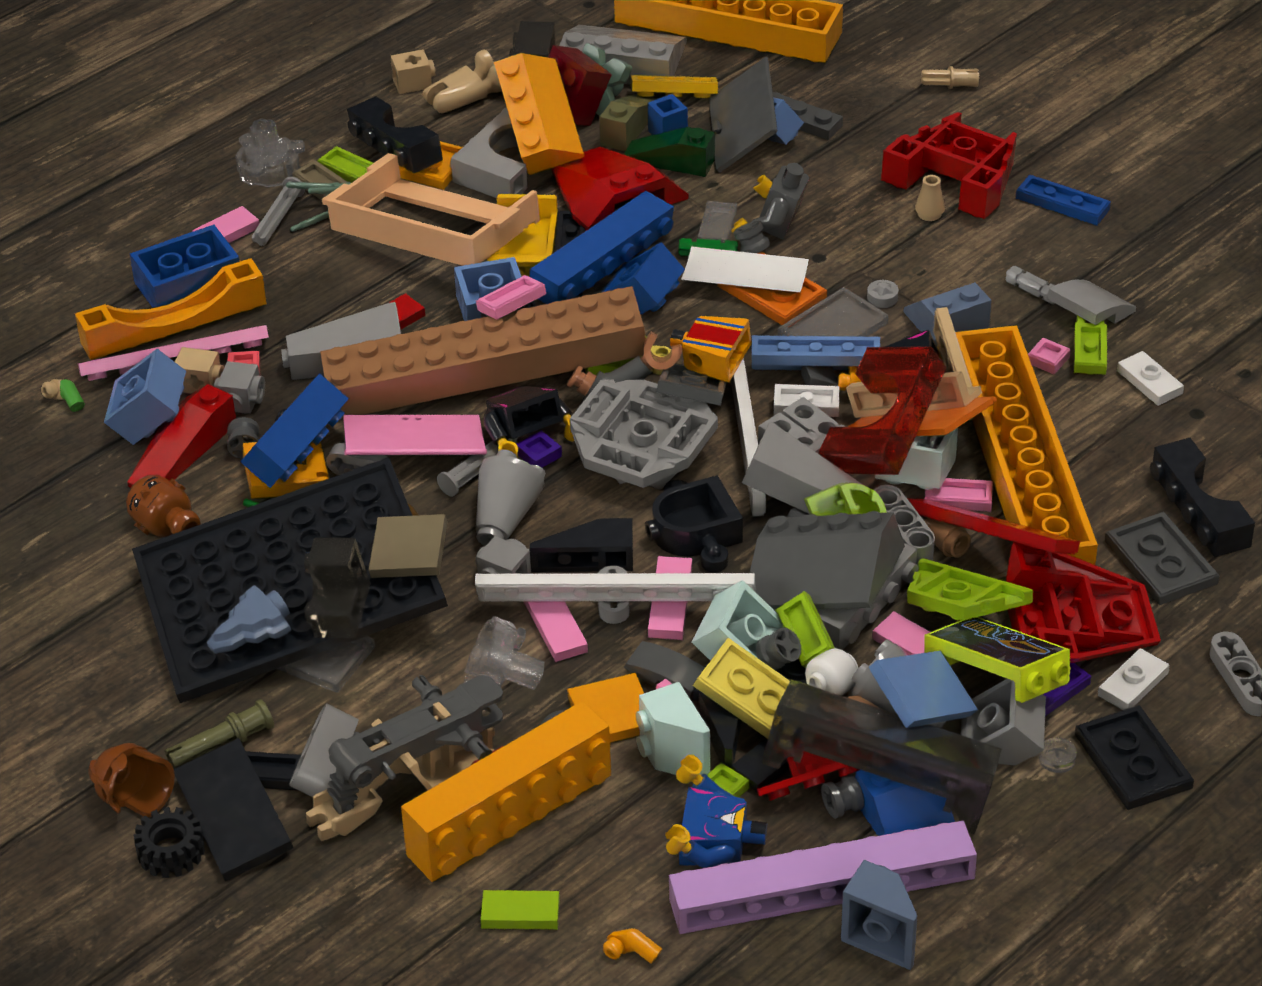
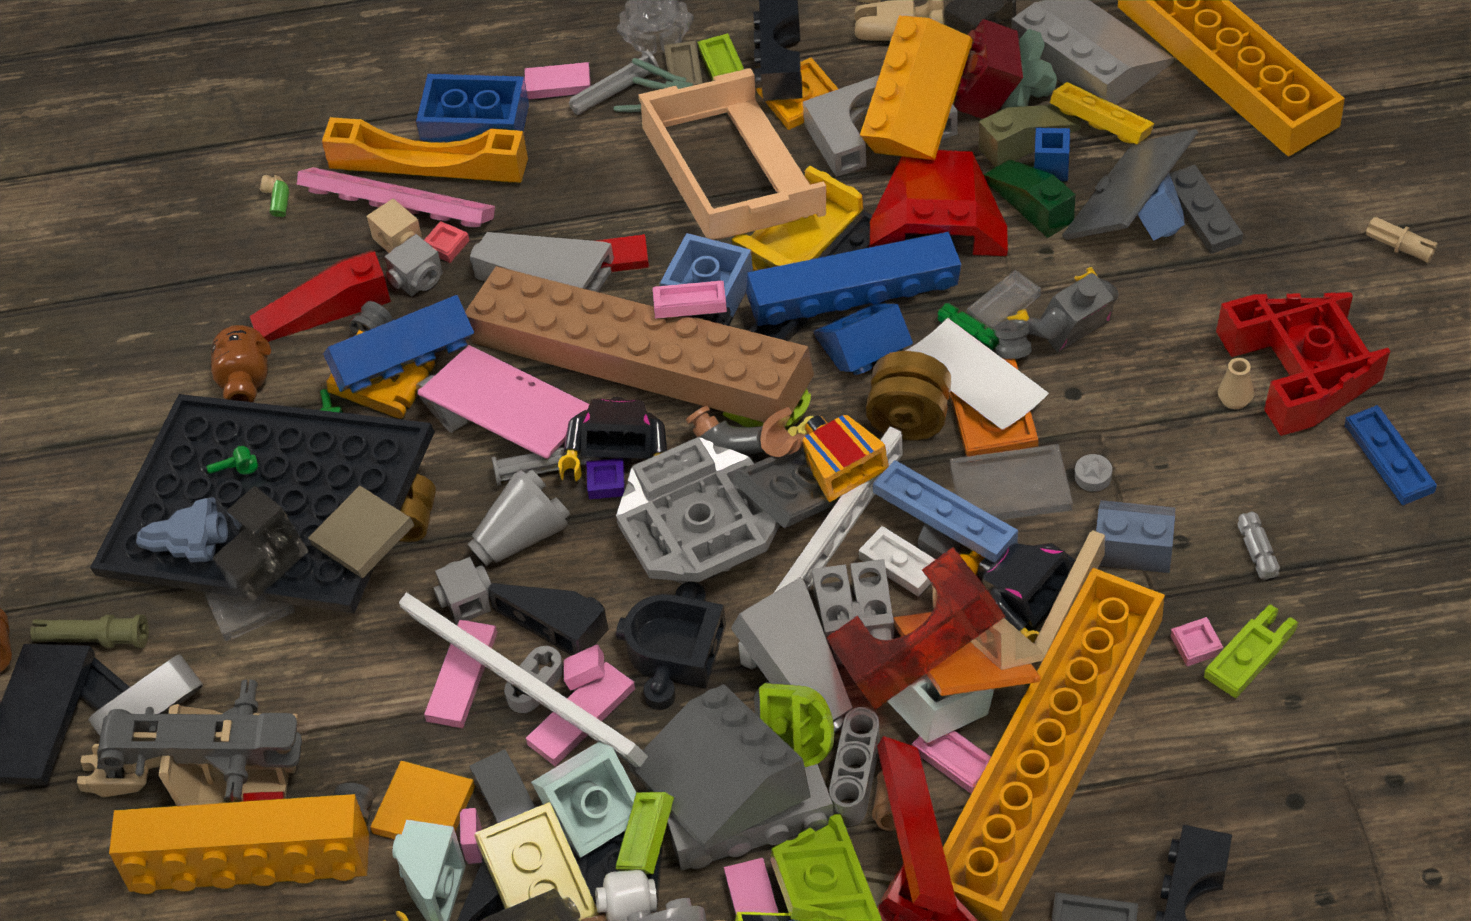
camera: 40 degrees right, 10 degrees up
(145, 397) = (317, 238): medium blue brick -> none
(247, 553) = (241, 460): none -> green hand
(498, 656) = (357, 697): clear piece -> none
(649, 561) = (584, 667): none -> bright pink tile
(719, 290) = (909, 394): none -> pearl gold wheel
(779, 648) = (609, 843): dark grey wheel -> none
(1090, 301) = (1296, 600): light grey slope -> none
(1150, 378) = (1279, 730): white plate -> none

